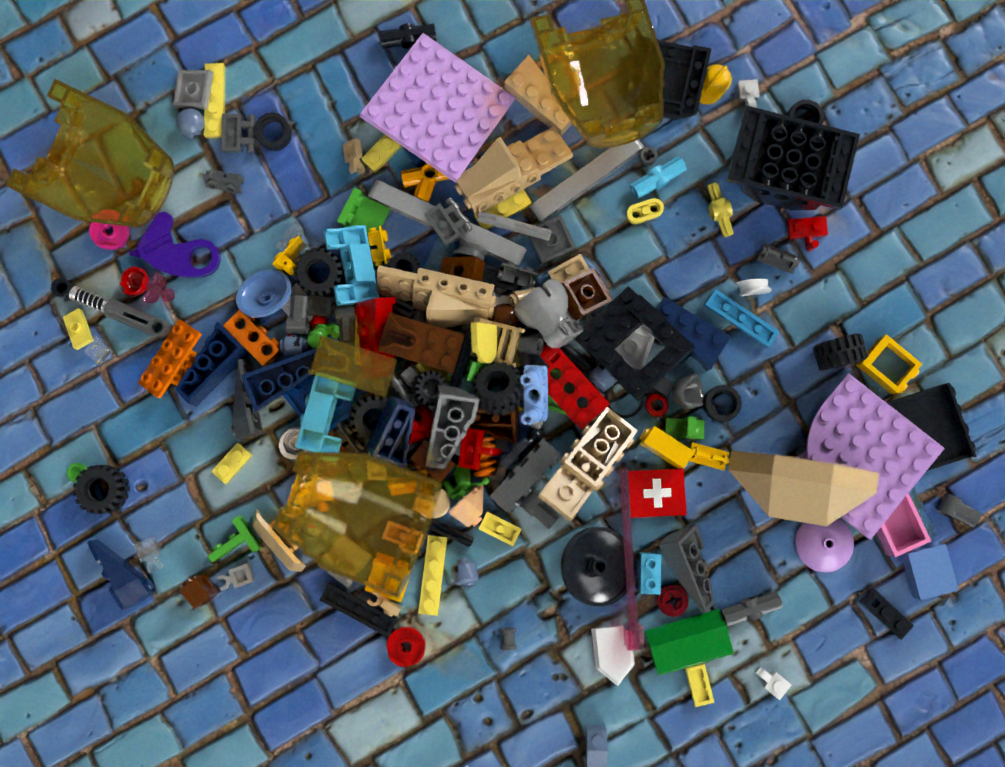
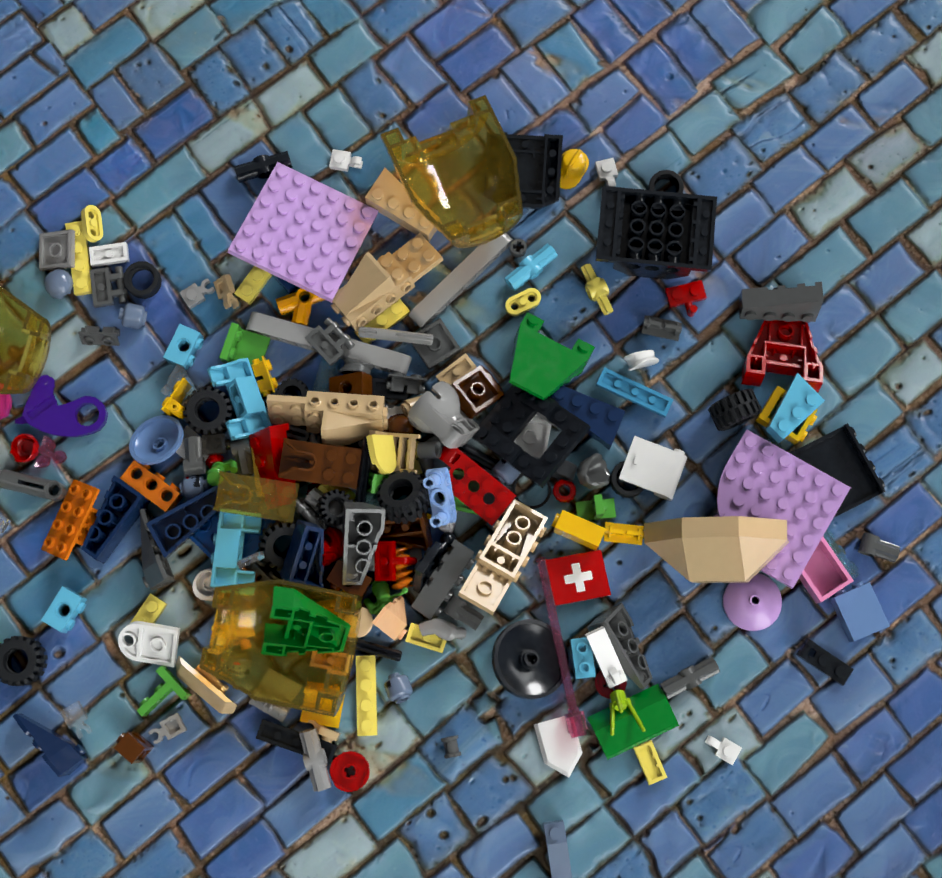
camera: 10 degrees left, 5 degrees down
(141, 449) = (54, 615): none -> medium azure brick
(230, 491) = (151, 643): none -> white tile
(231, 69) = (92, 224): none -> light yellow plate
(243, 101) = (109, 254): none -> white plate
(258, 166) = (133, 316): none -> sand blue head
(304, 194) = (183, 336): none -> medium azure brick
(322, 155) = (194, 295): none -> light grey plate
(338, 427) = (250, 559): none -> clear tile
(373, 631) = (315, 759): none -> light grey piece
(382, 502) = (306, 626): none -> green wedge
(486, 42) = (342, 160): none -> white plate
(516, 523) = (442, 629): none -> light grey arm
(655, 276) = (542, 364): none -> green wedge
(673, 577) = (606, 657): none -> white hinge
(679, 623) = (620, 702): none -> lime plant
(749, 396) = (655, 468): none -> white door
(900, 298) = (785, 350): none -> red wedge
(900, 360) = (793, 409): none -> medium azure wedge
(903, 252) = (782, 303): none -> dark grey wedge

